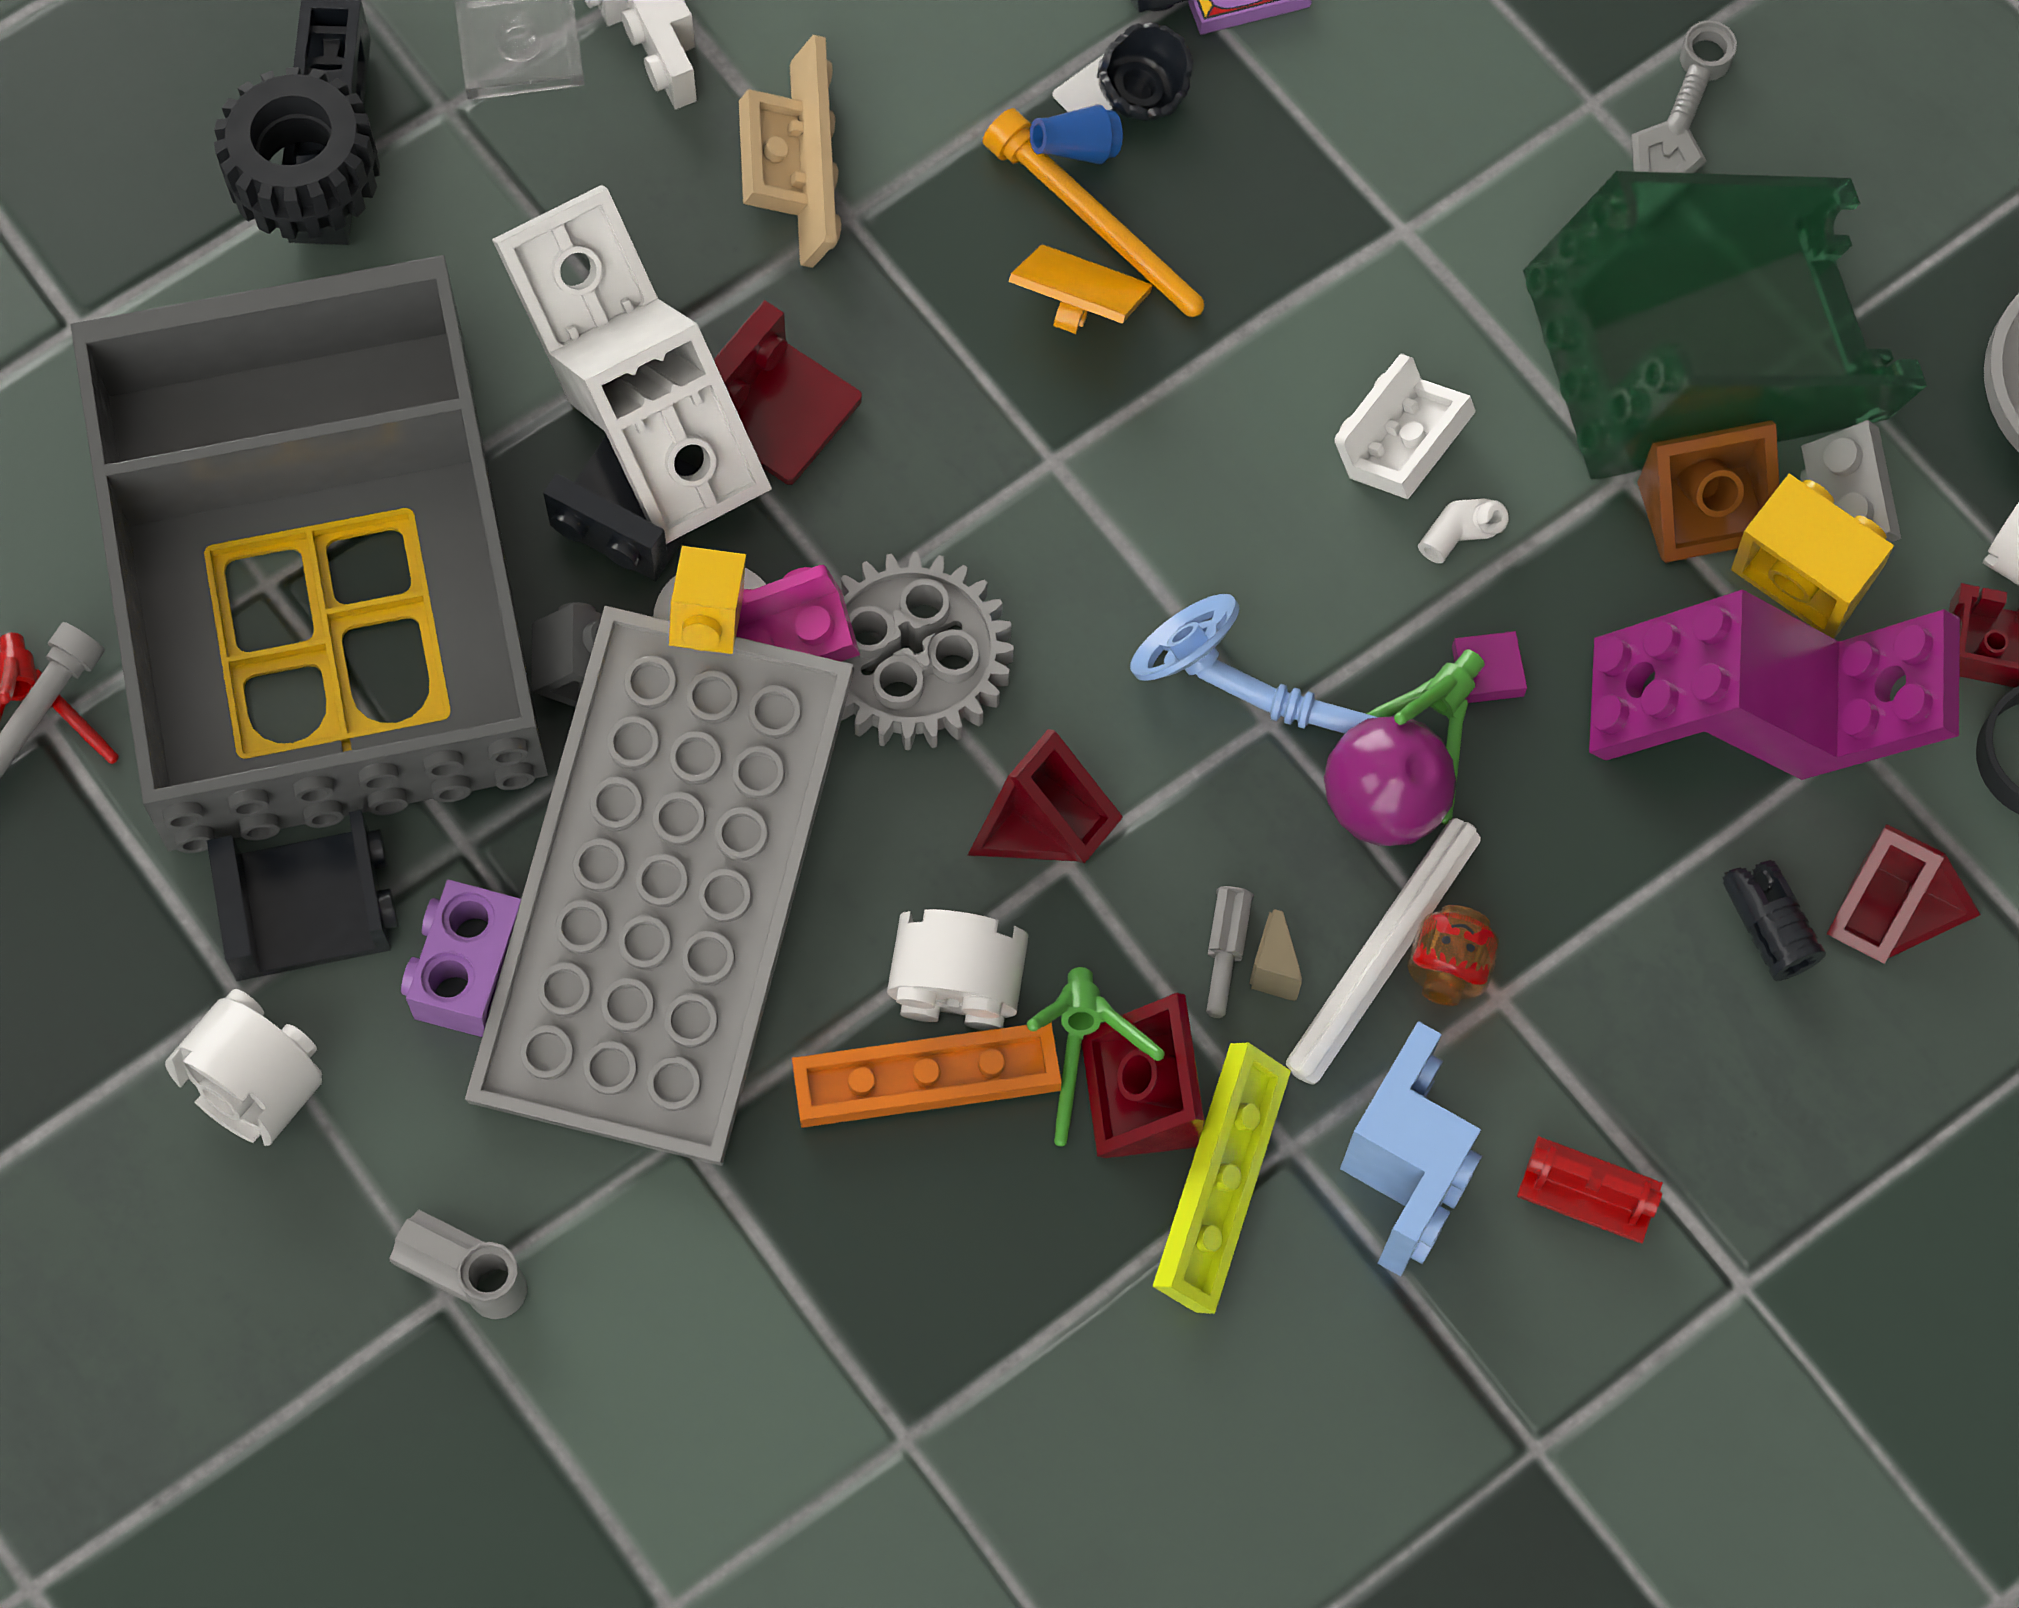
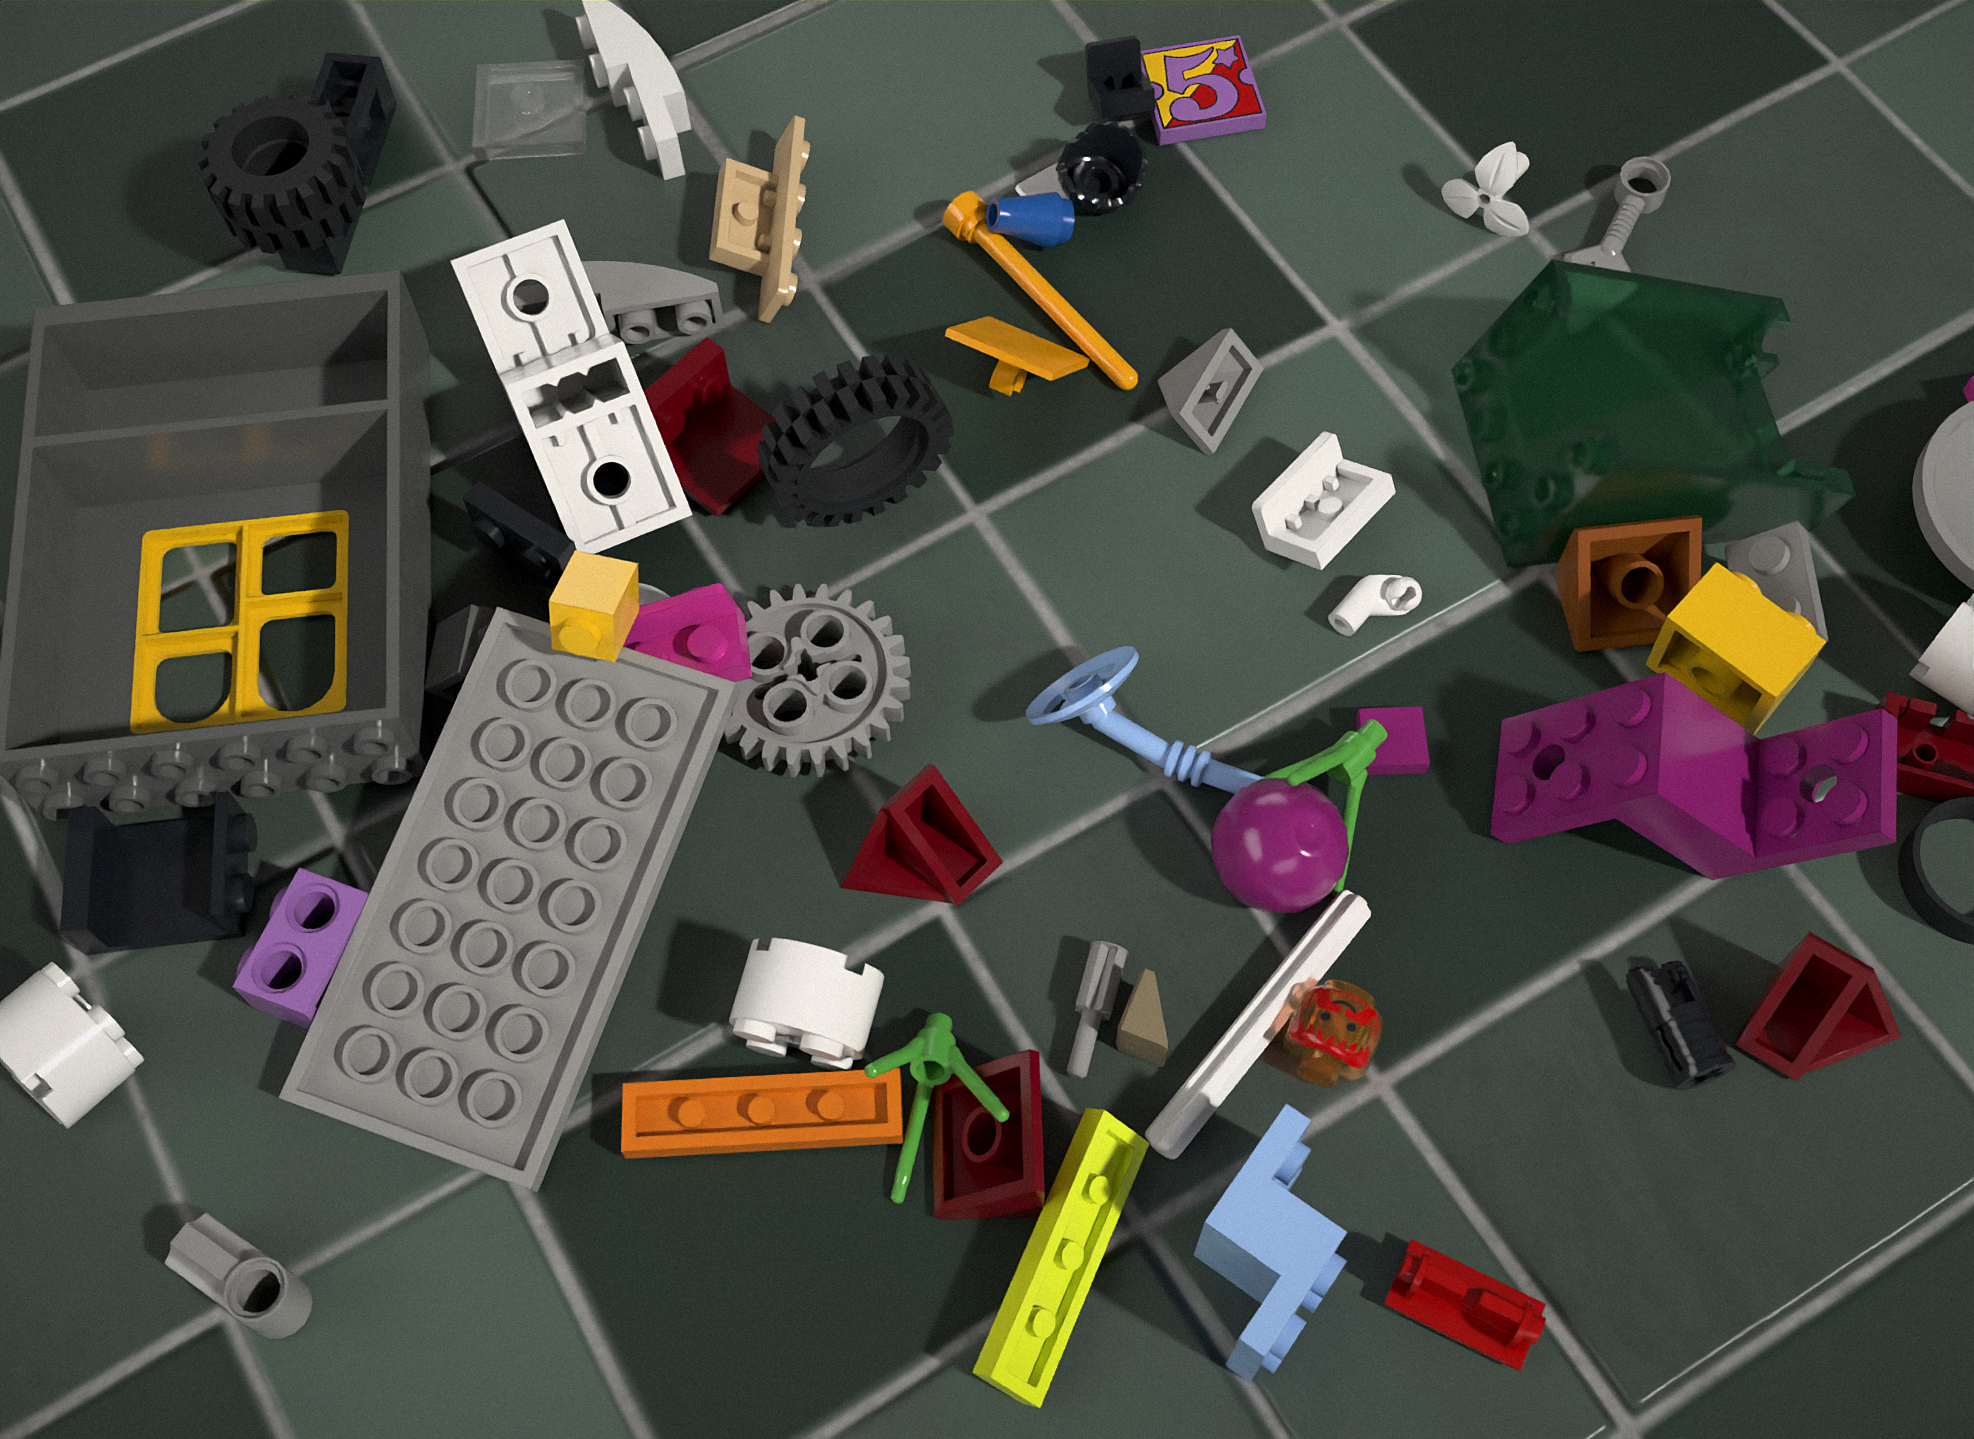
camera: 10 degrees right, 5 degrees down
(685, 256) = (642, 300): none -> light grey slope
(966, 359) = (835, 409): none -> black tyre
(1279, 310) = (1210, 388): none -> light grey slope
(1556, 59) = (1495, 176): none -> white plant

